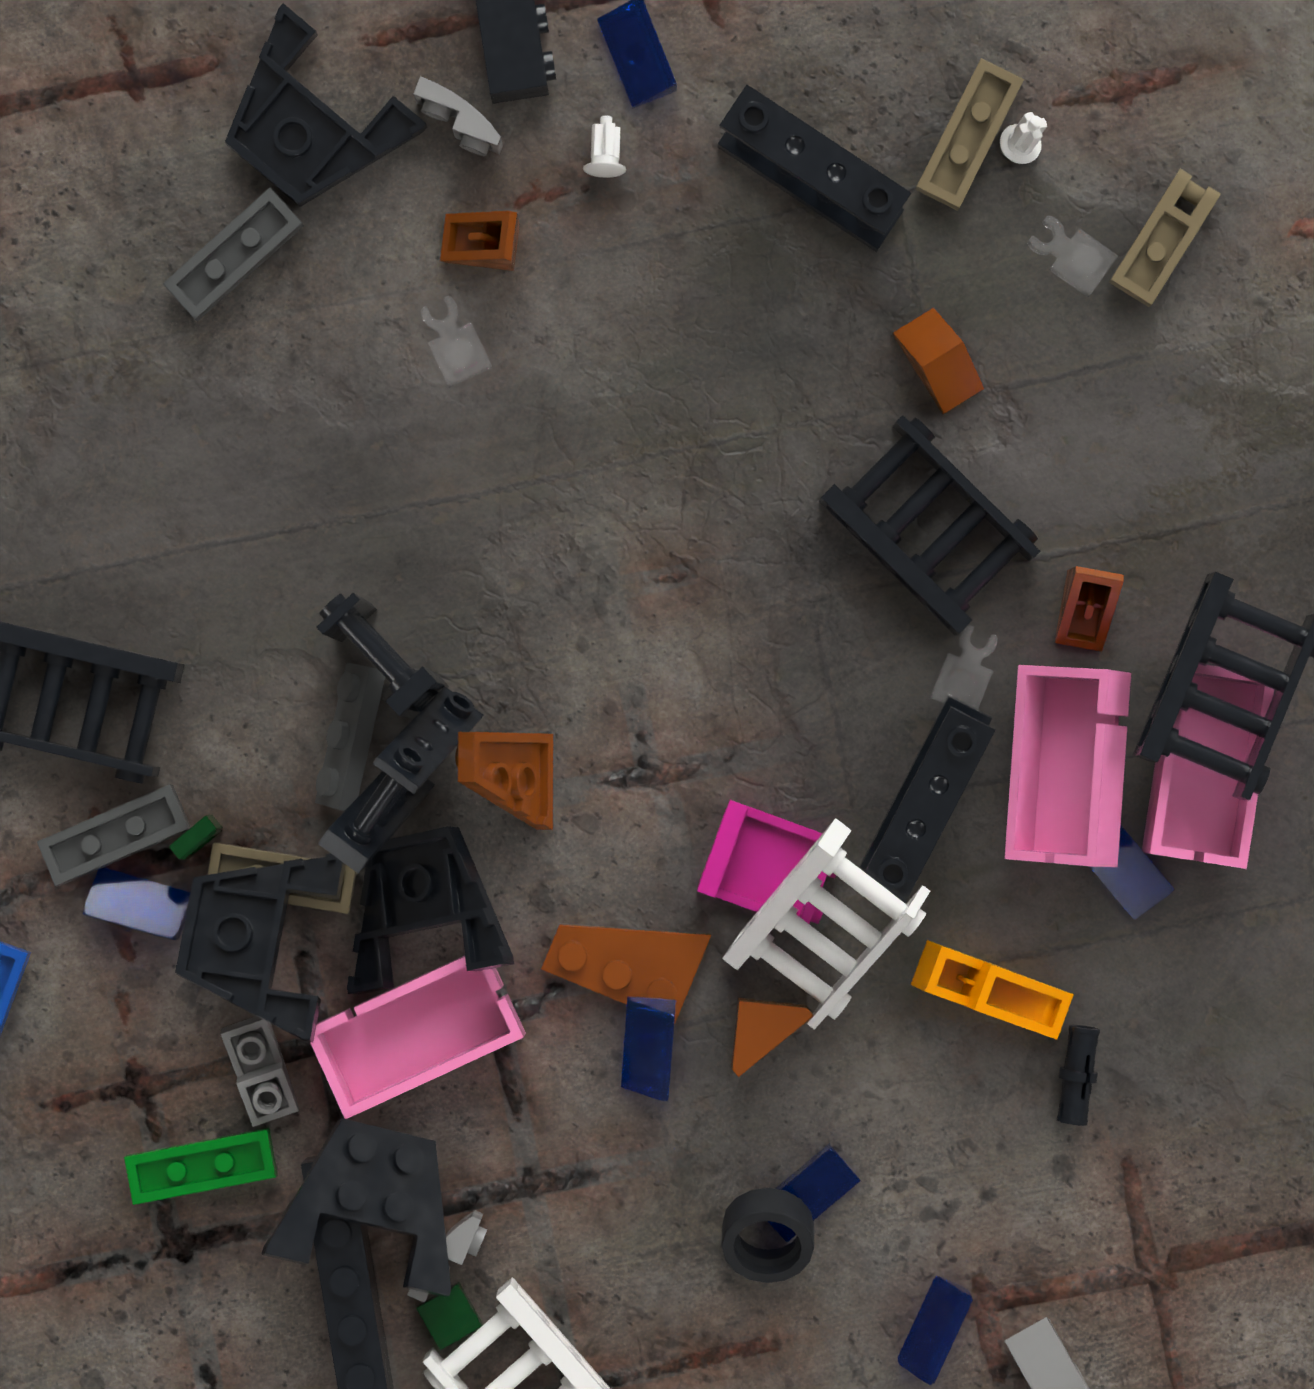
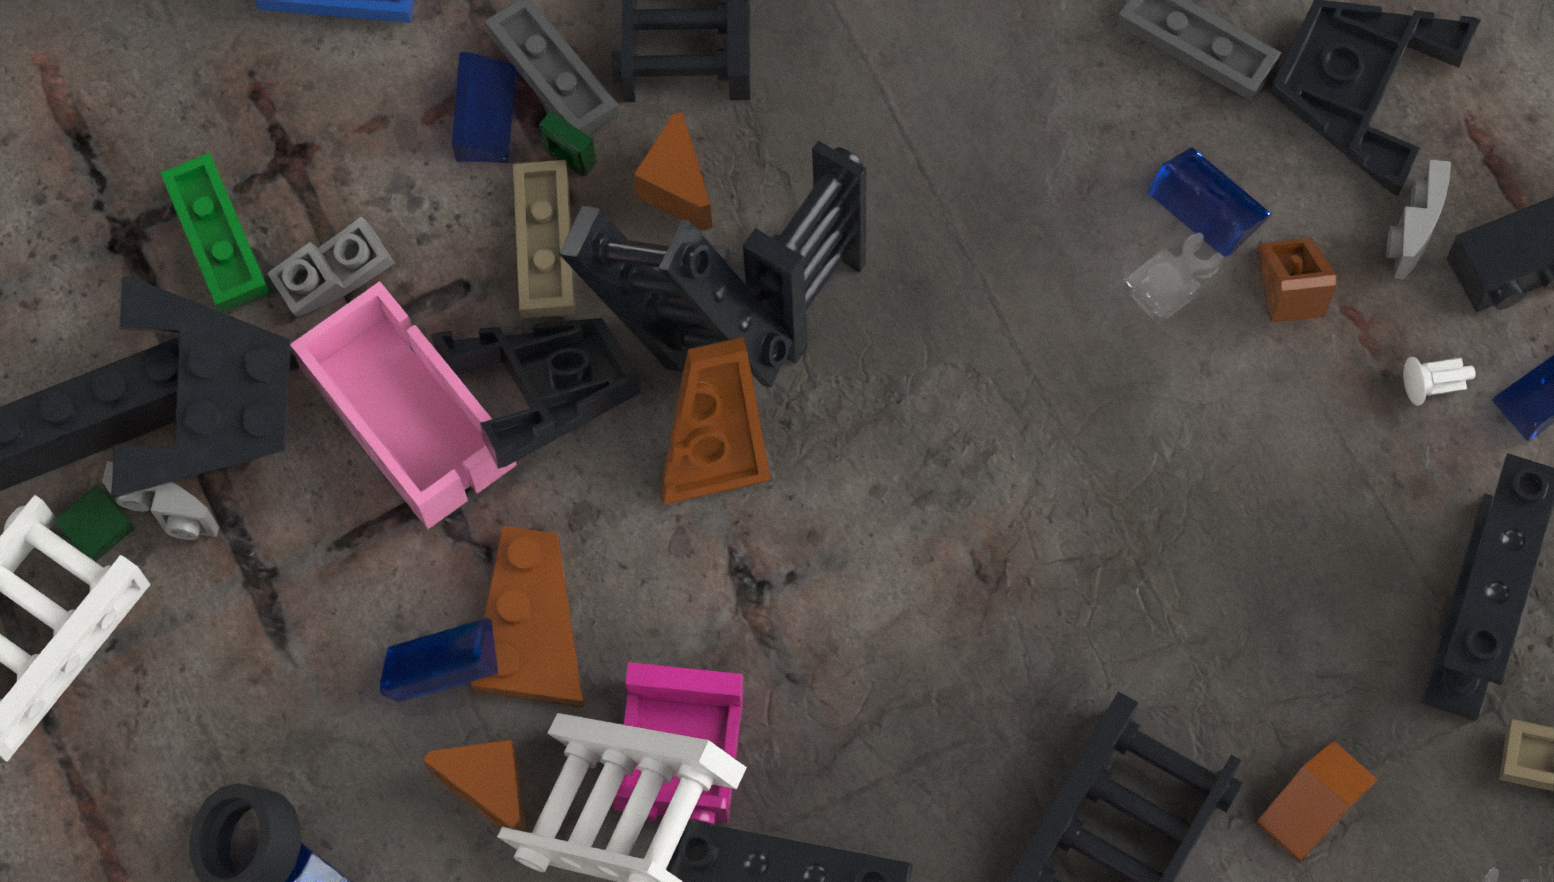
camera: 80 degrees right, 20 degrees down
(237, 931) = (471, 197): black wing -> none
(251, 750) = (672, 177): none -> dark orange slope
(389, 291) = (1207, 201): none -> clear blue slope

